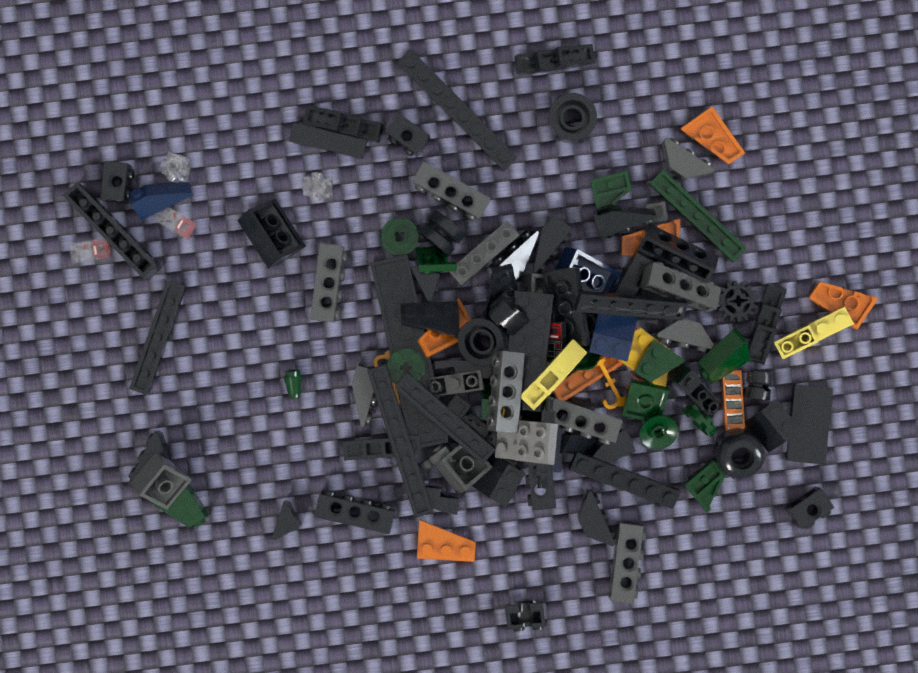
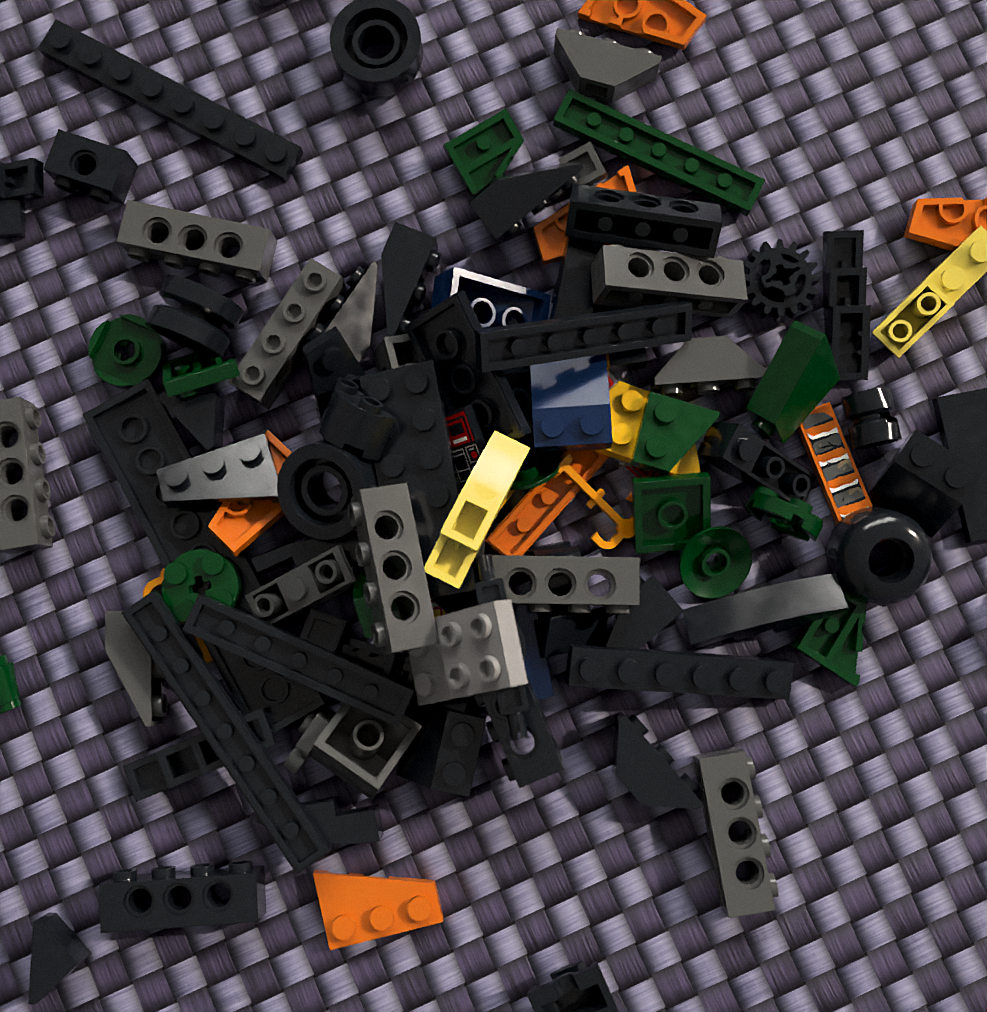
camera: 15 degrees left, 5 degrees down
(675, 462) = (765, 609): none -> black slope

